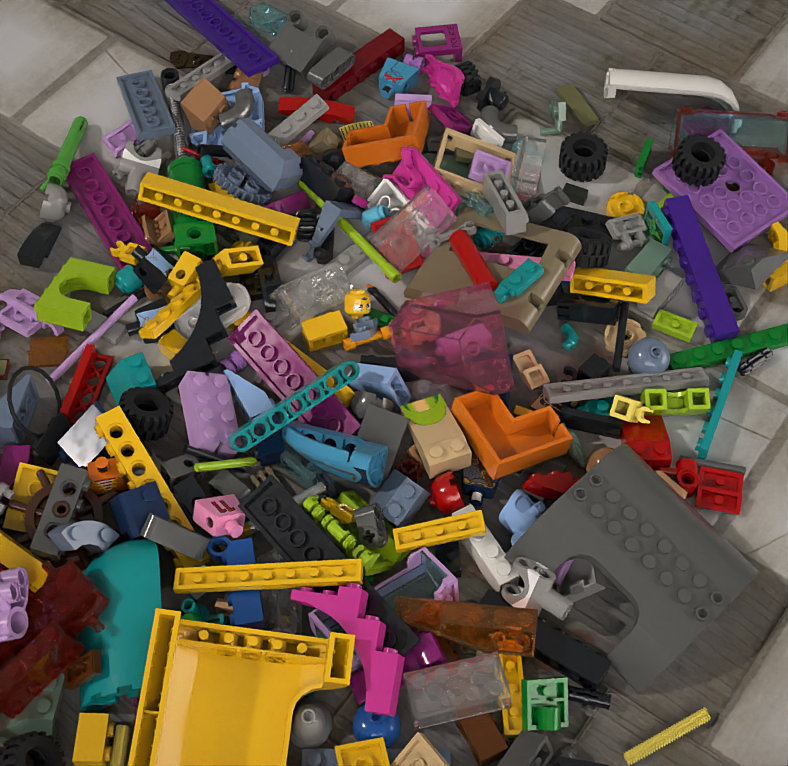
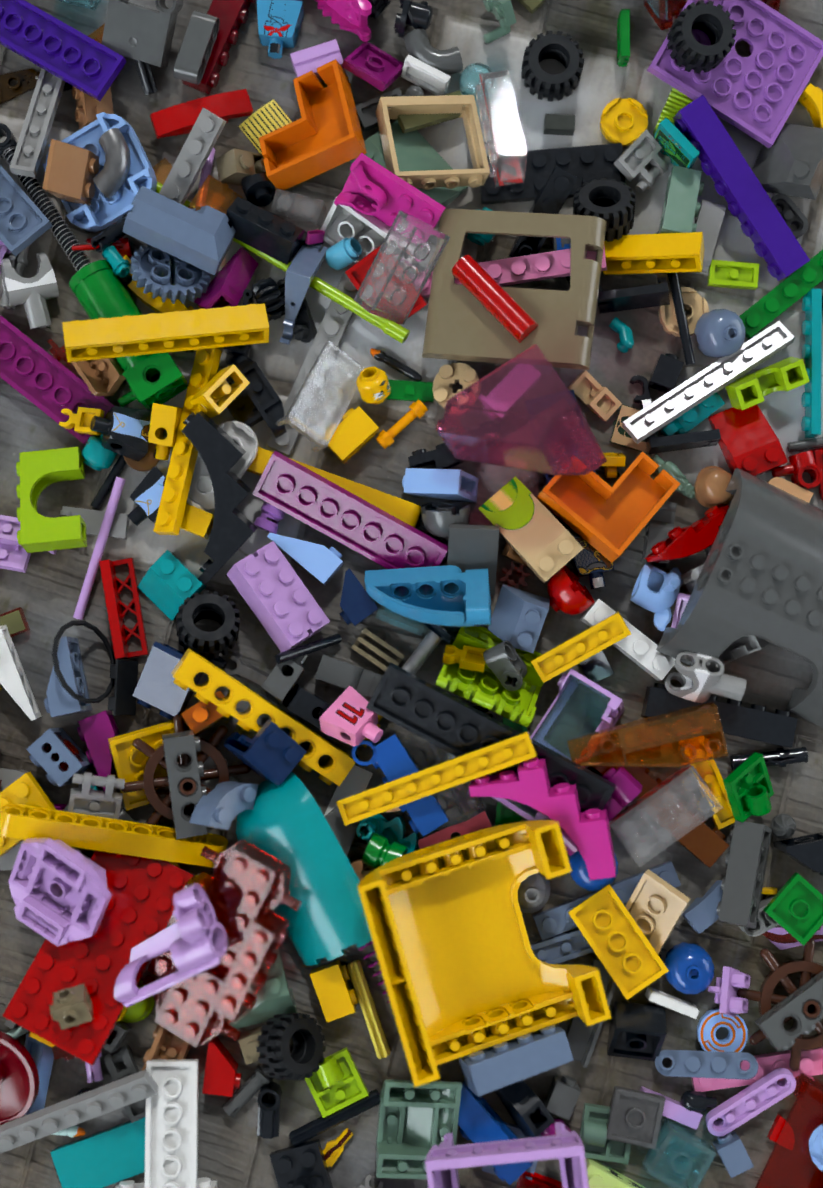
camera: 20 degrees left, 30 degrees up
(47, 351) = (55, 578): clear orange piece -> none
(83, 669) = (299, 940): reddish brown plate -> none
(175, 536) = (318, 768): dark grey beam -> none
(225, 464) = (323, 651): lime bar -> none
(284, 409) = (372, 550): teal beam -> none
(364, 329) = (397, 419): sand blue slope -> none
(468, 226) = (433, 275): light grey piece -> none
(478, 204) = (474, 207): clear light blue bar -> none
(484, 163) = (456, 141): lavender tile -> none
(505, 202) = (499, 198): light grey brick -> none
(518, 280) = (557, 308): teal hinge -> none
(544, 205) = (535, 178): dark grey piece -> none
(629, 409) = (722, 417): light yellow brick -> none

